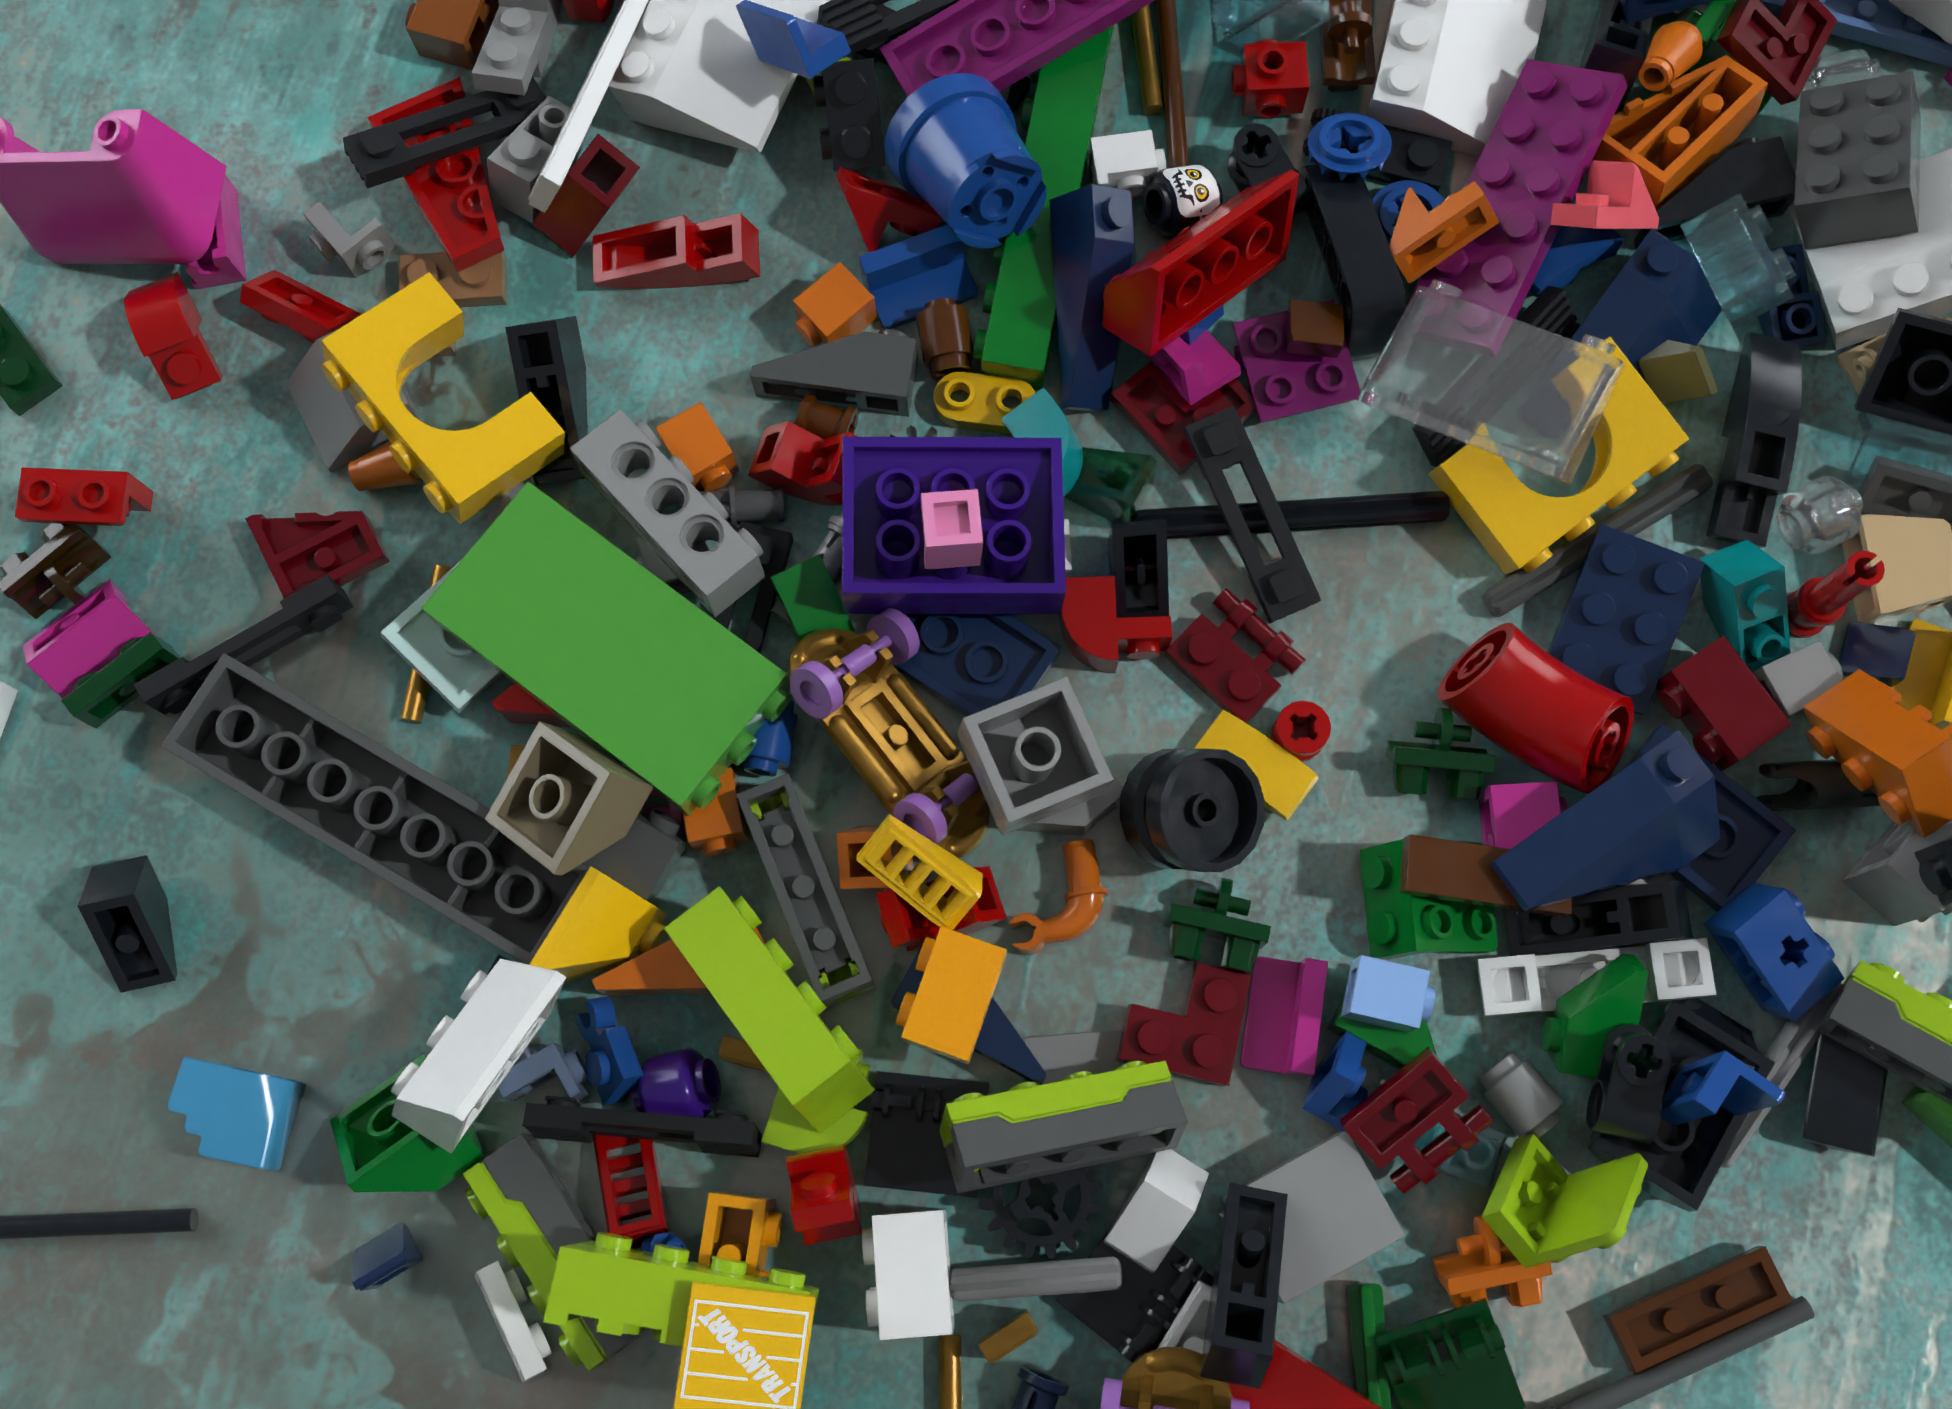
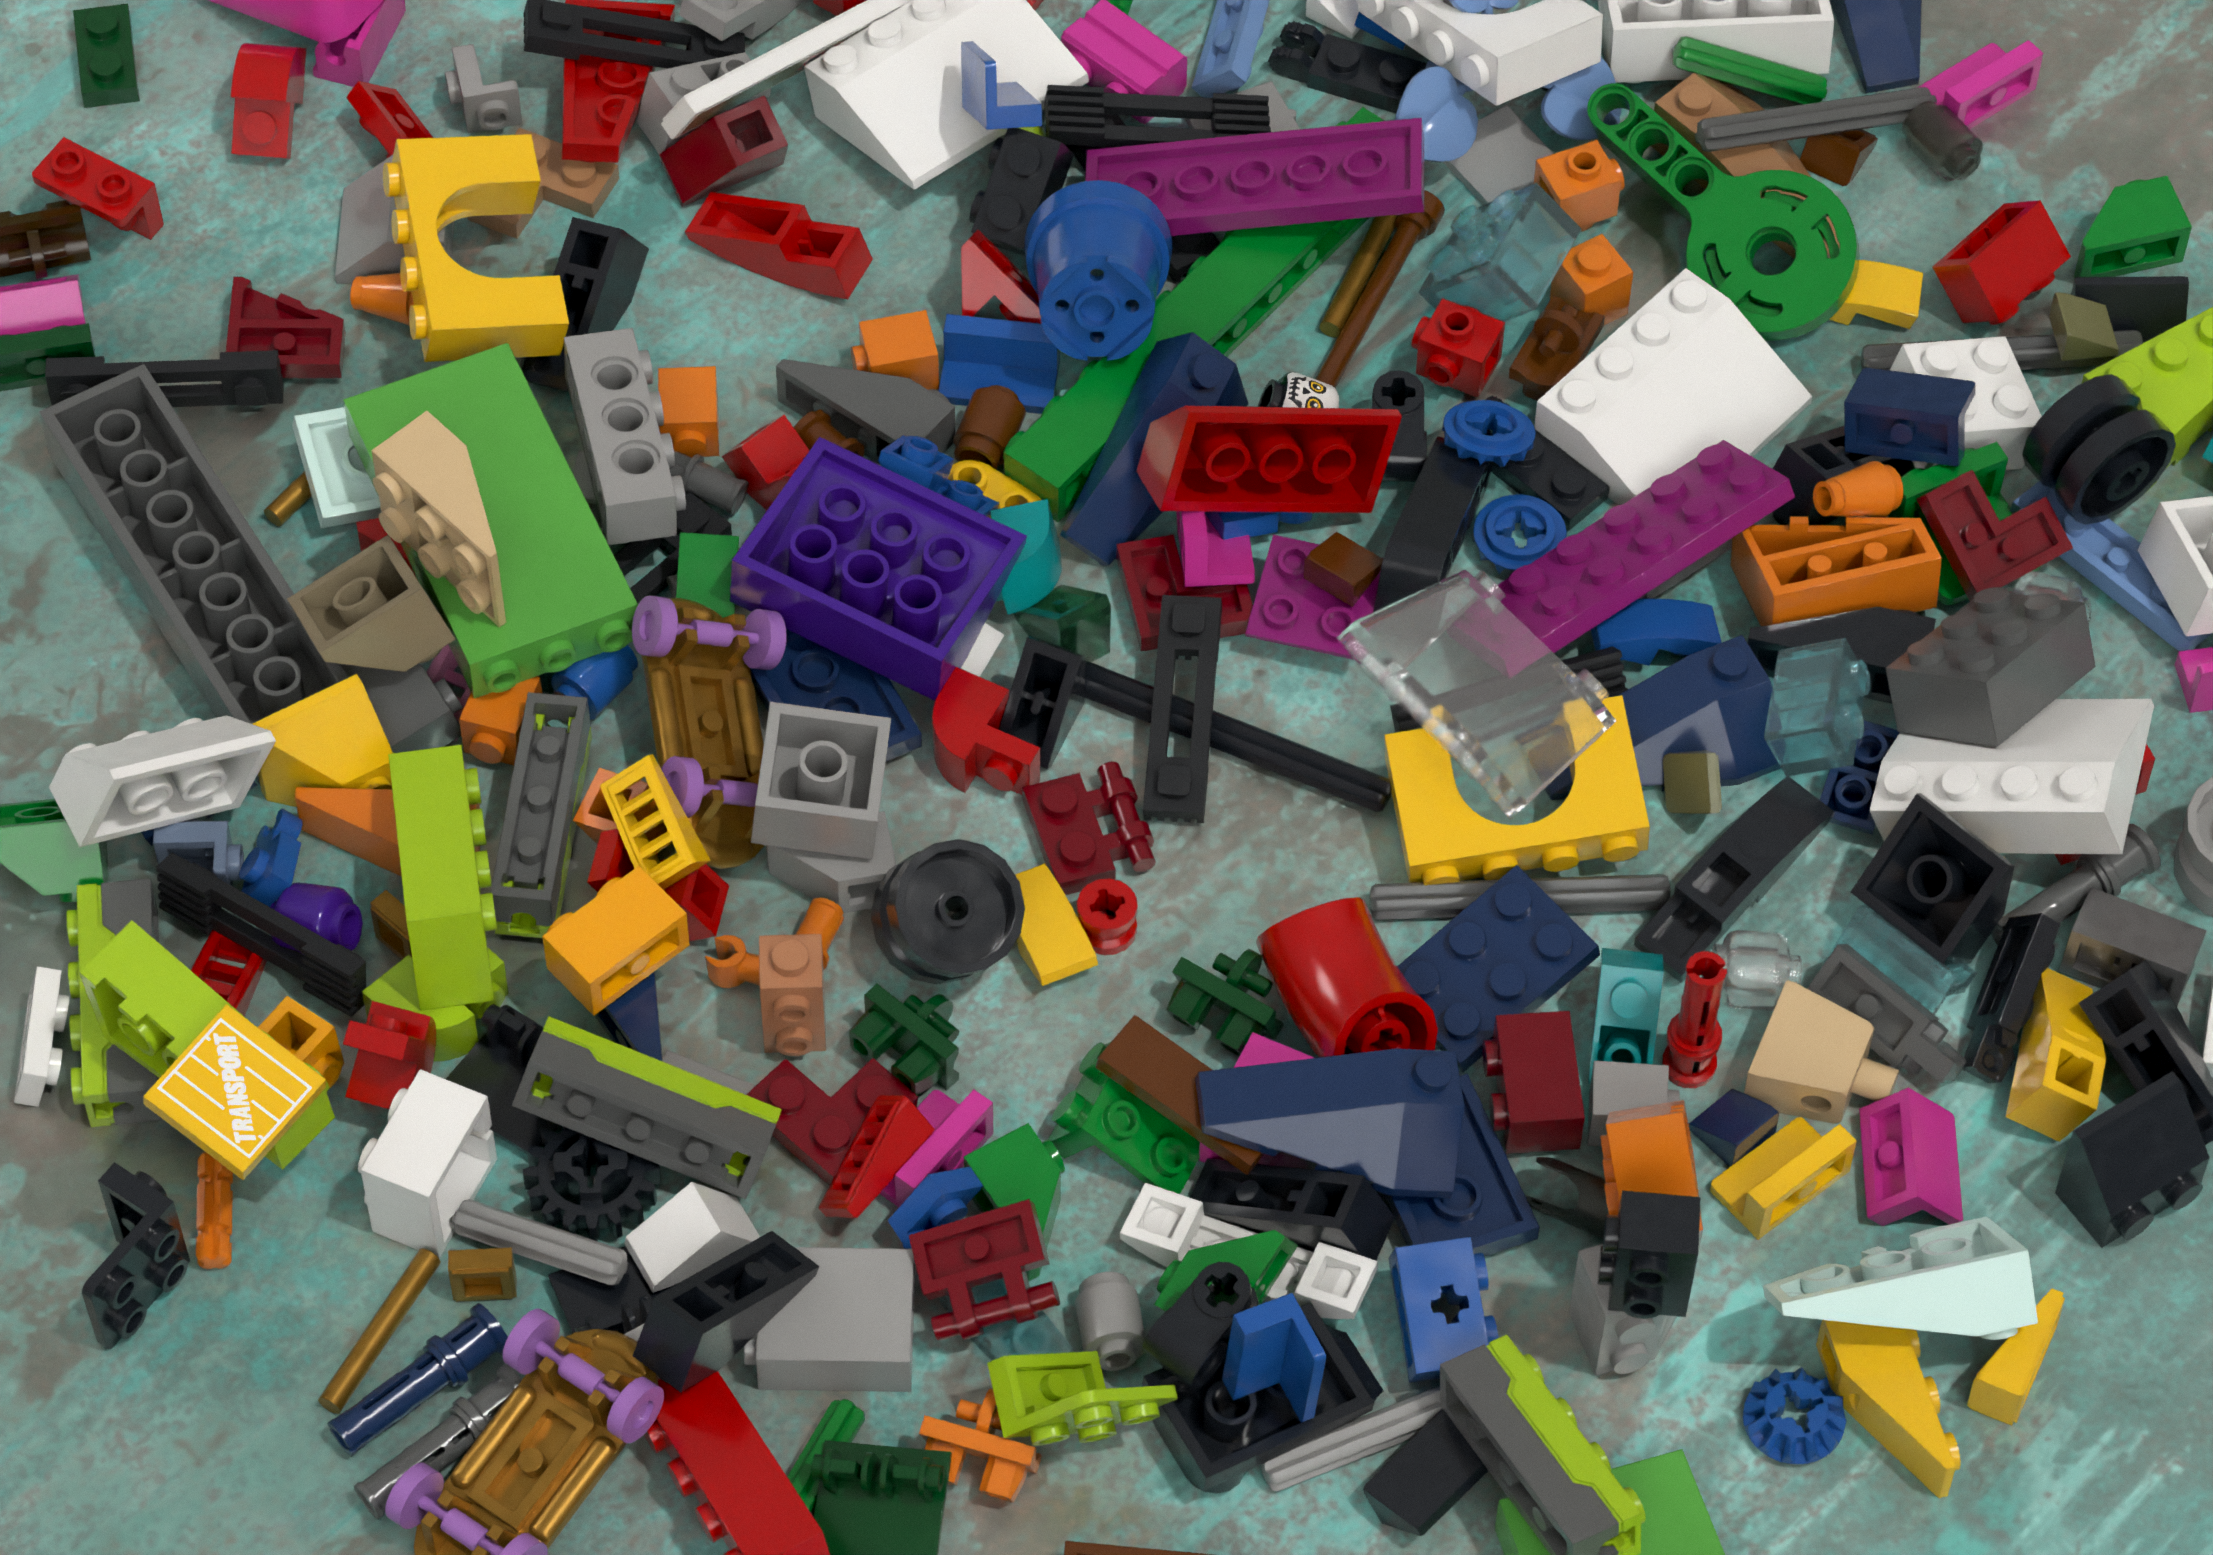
camera: 25 degrees right, 20 degrees down
(565, 678) = (437, 509): none -> tan slope
(926, 413) = (924, 464): none -> blue slope
(951, 529) = (862, 546): bright pink panel -> none
(1113, 951) = (792, 993): none -> nougat brick
(1125, 161) = (1264, 352): white brick -> none
(1248, 1030) = (879, 1150): none -> red slope
(1388, 994) = (1023, 1140): light blue brick -> none
(1430, 237) = (1521, 540): orange slope -> none
(1613, 200) = (1712, 591): coral slope -> none

